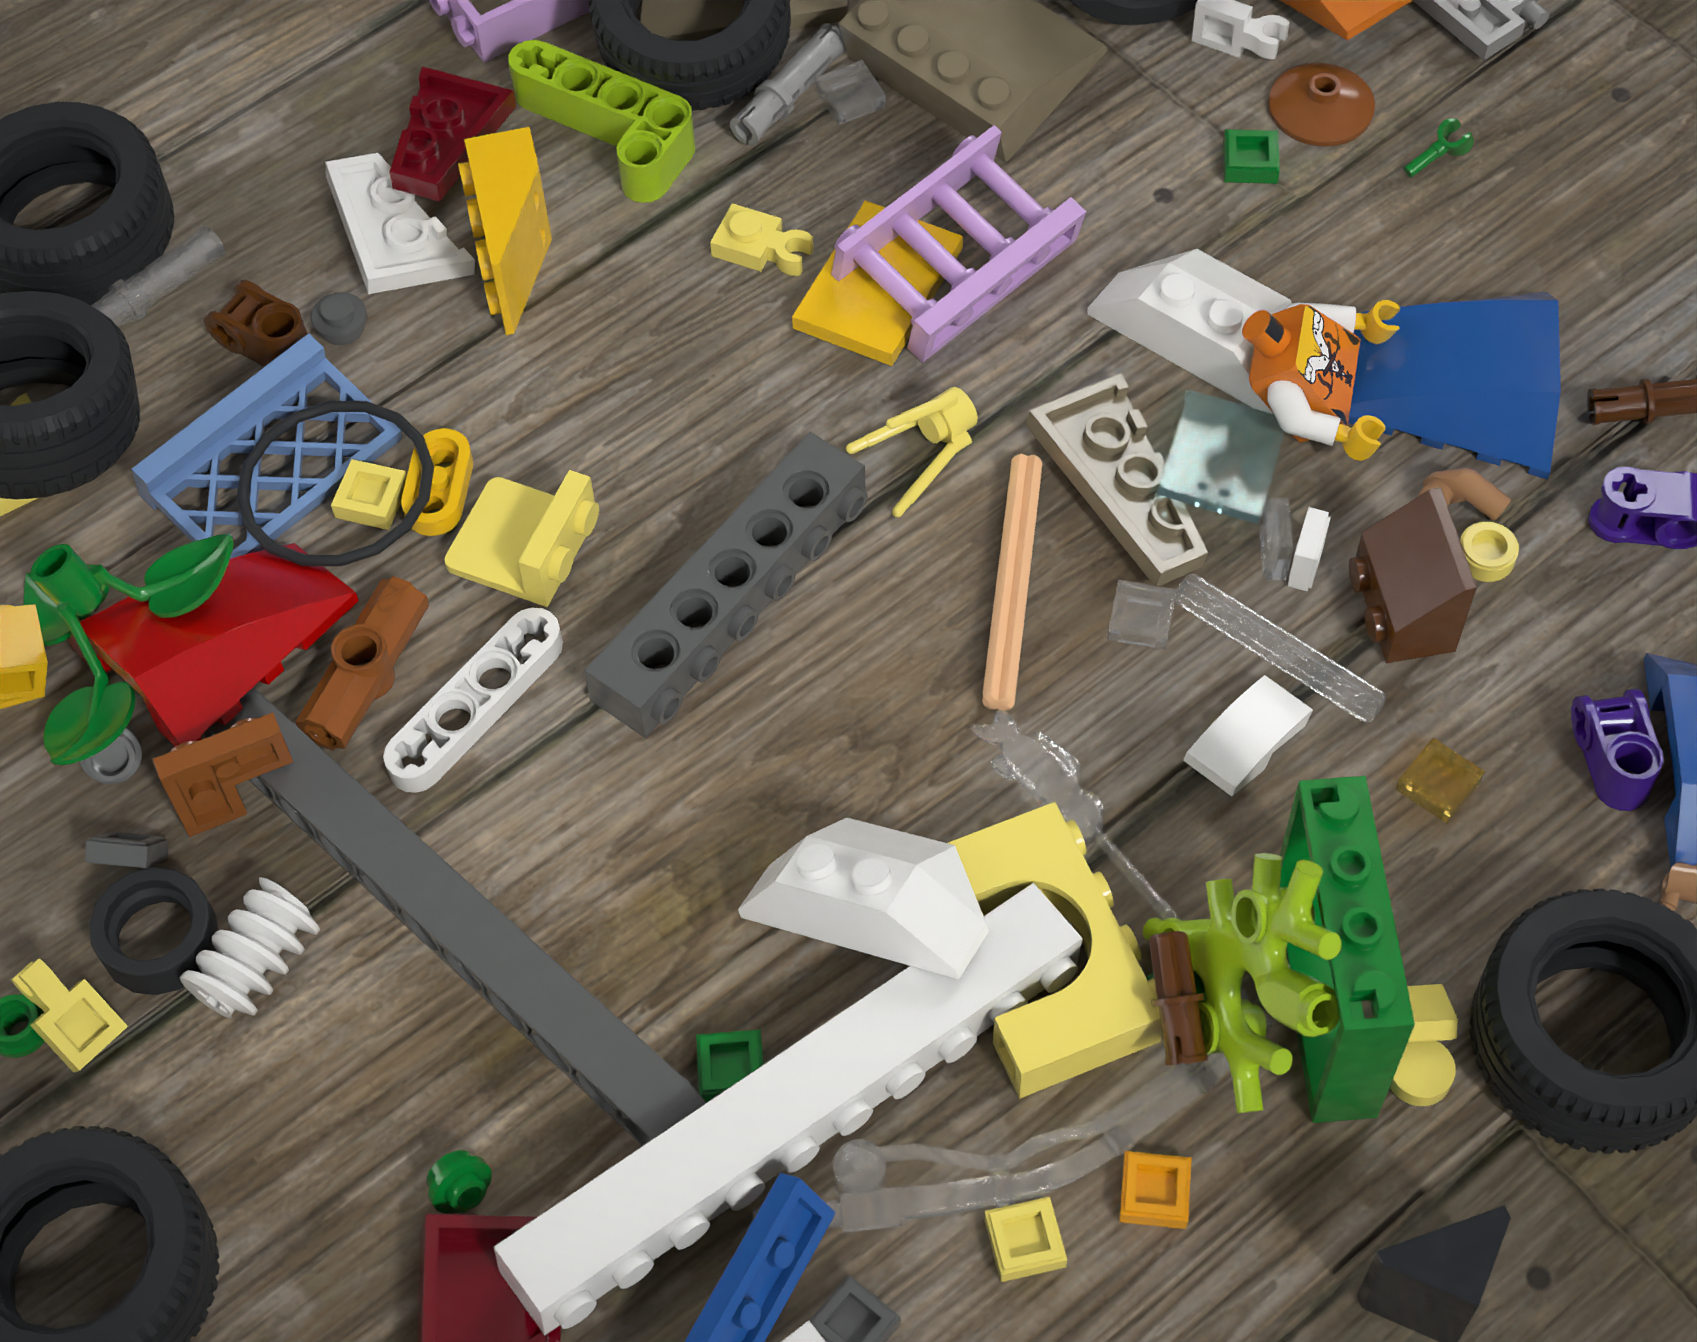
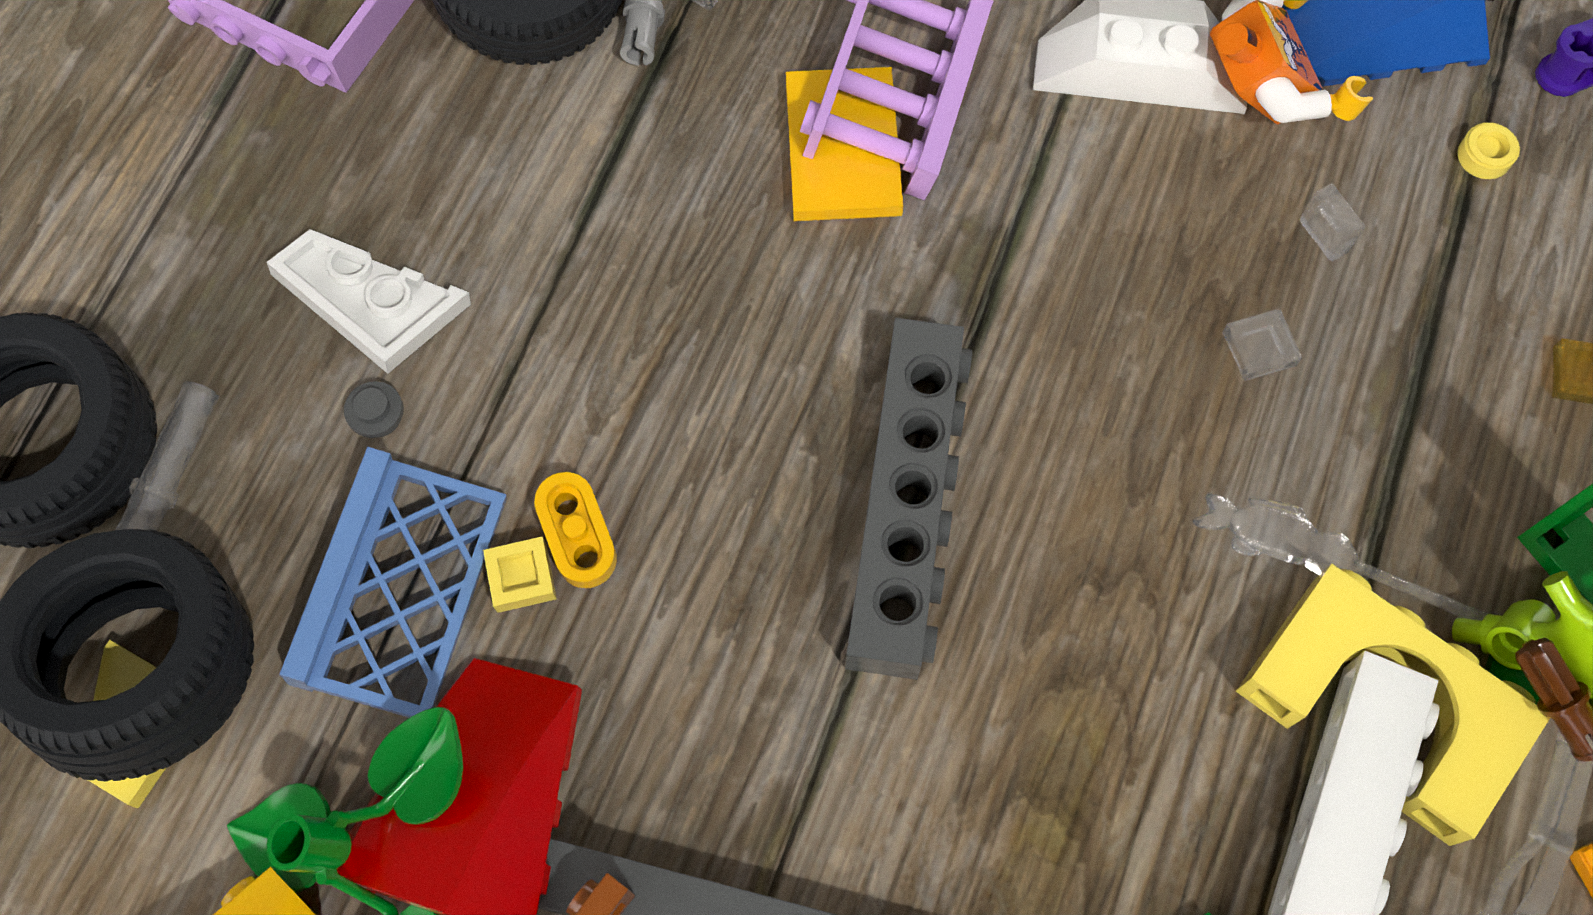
camera: 30 degrees left, 10 degrees up
(256, 324) = (297, 458): reddish brown piece -> none
(349, 689) = (625, 789): dark orange piece -> none
(358, 554) = (524, 666): black piece -> none
(440, 120) = (361, 178): dark red wing -> none
(467, 694) = (742, 726): white beam -> none
(510, 216) = (474, 225): yellow slope -> none
(524, 537) = (691, 545): light yellow bracket -> none
(641, 120) = (430, 88): lime beam -> none
(755, 237) = (706, 154): light yellow plate -> none
(874, 895) = (1238, 736): white wedge -> none
(940, 419) = (984, 249): light yellow plant -> none
(1012, 583) = (1140, 370): light nougat axle -> none
(1111, 463) = (1149, 219): wing -> none
(1222, 457) = (1237, 169): clear light blue container -> none
(1247, 735) = (1423, 413): white slope -> none
(1280, 648) = (1392, 318): clear axle -> none
(1309, 549) = (1368, 206): white tile -> none
(1414, 580) = (1476, 203): reddish brown slope -> none
(1468, 486) = (1423, 110): medium nougat arm -> none

